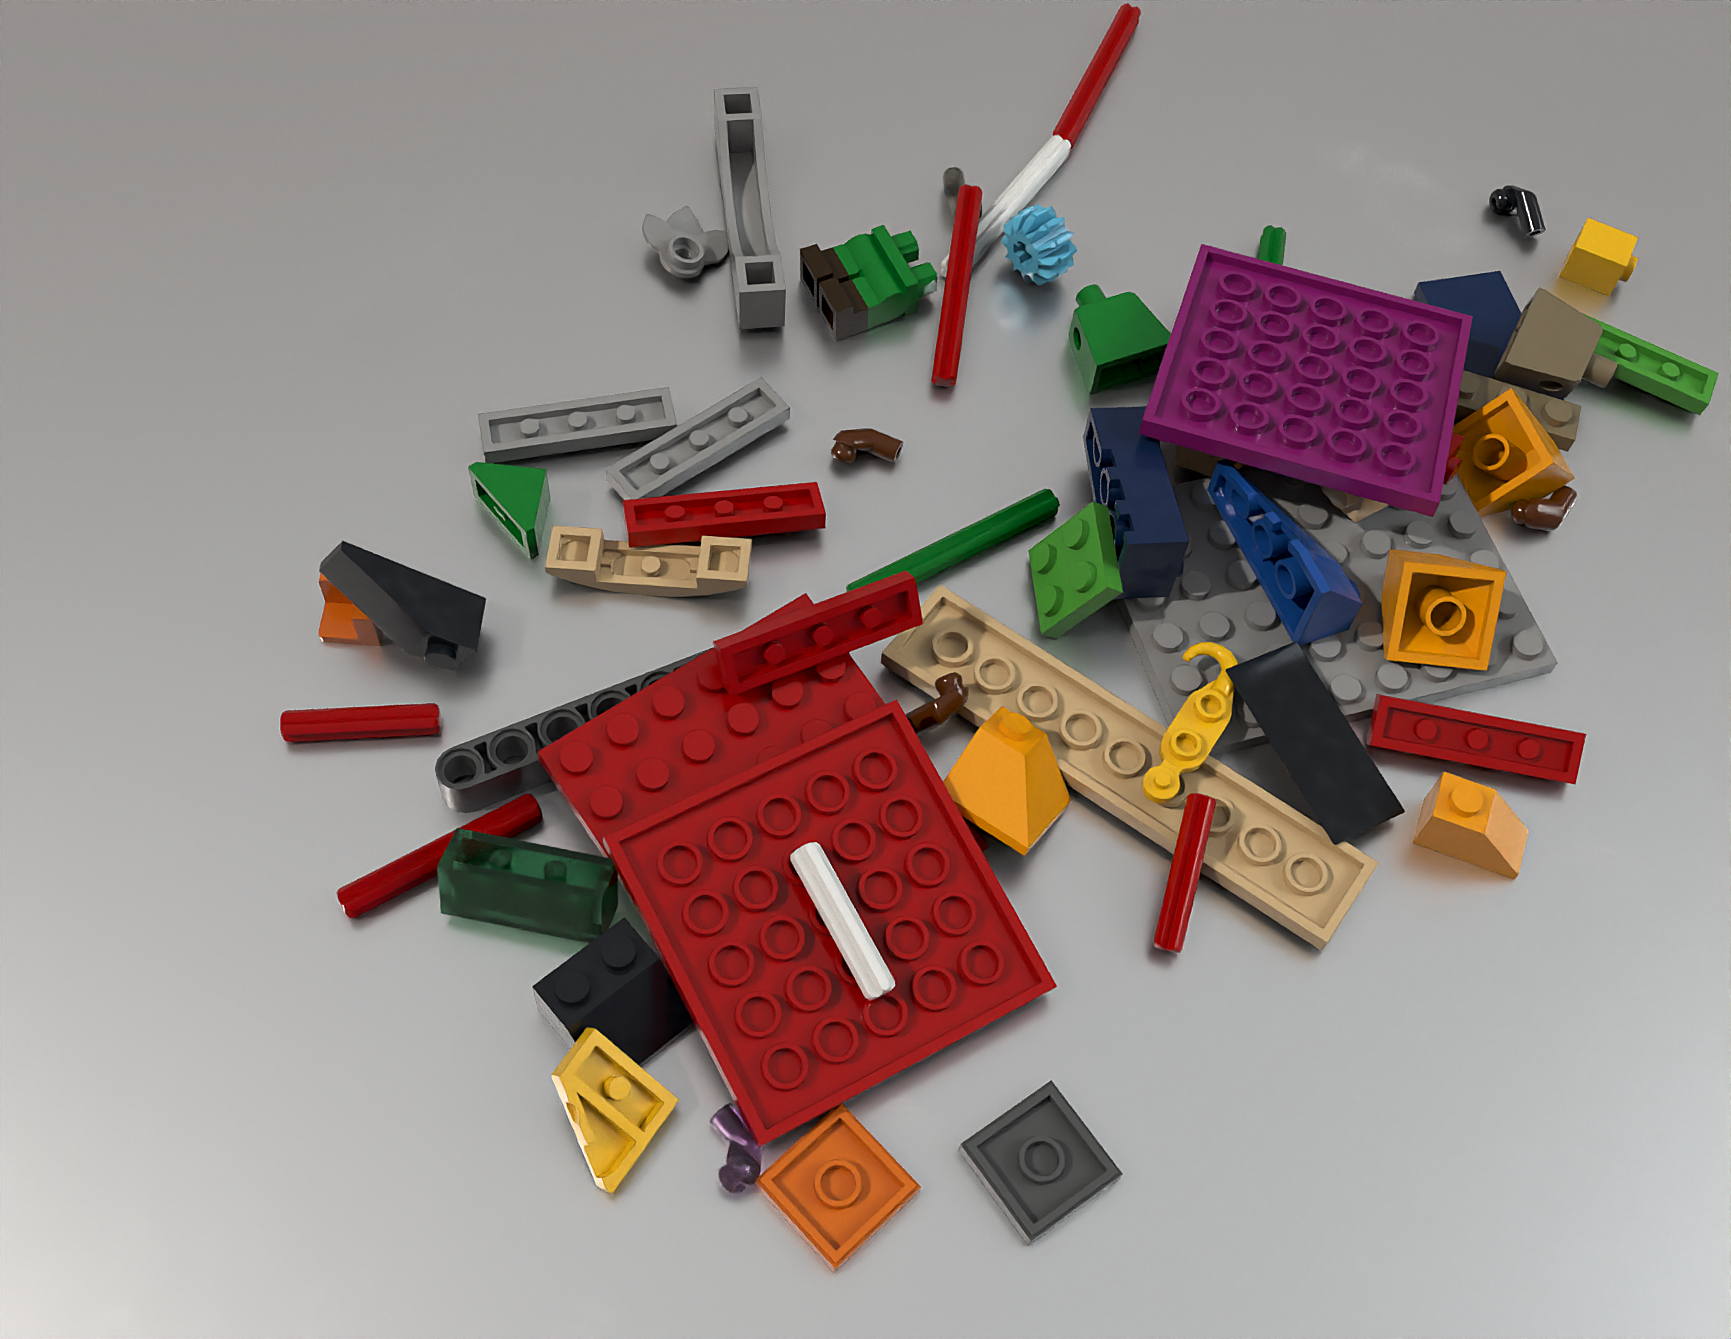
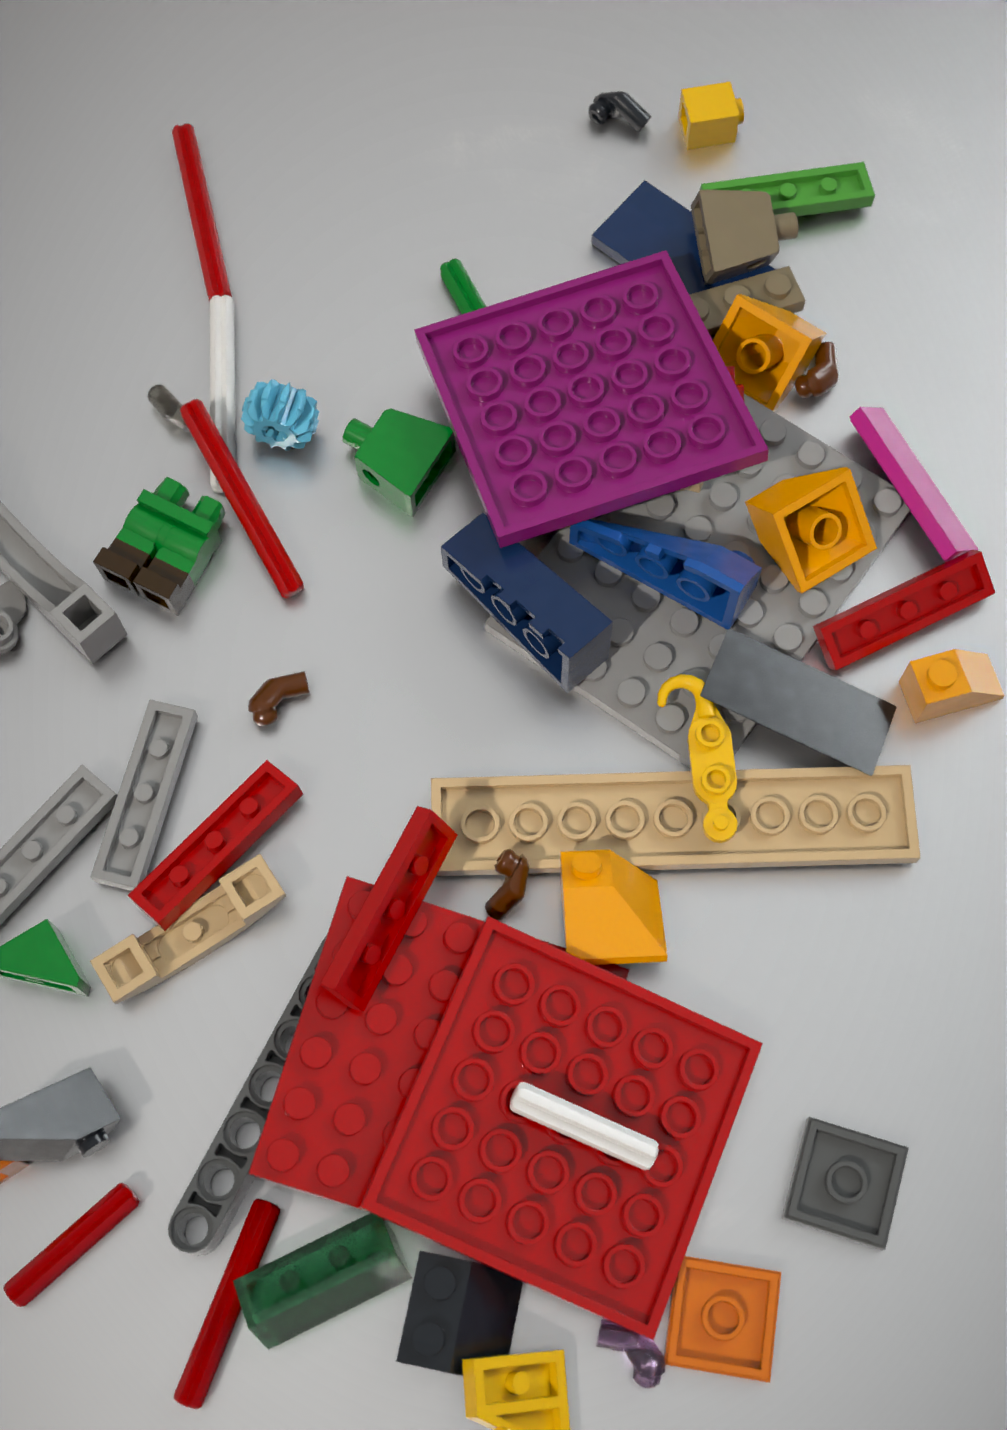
camera: 30 degrees left, 10 degrees up
(969, 539) = (413, 737): green axle -> none
(1075, 570) = (527, 692): bright green plate -> none
(1184, 873) = (786, 881): red axle -> none
(1564, 644) = (912, 482): none -> tile

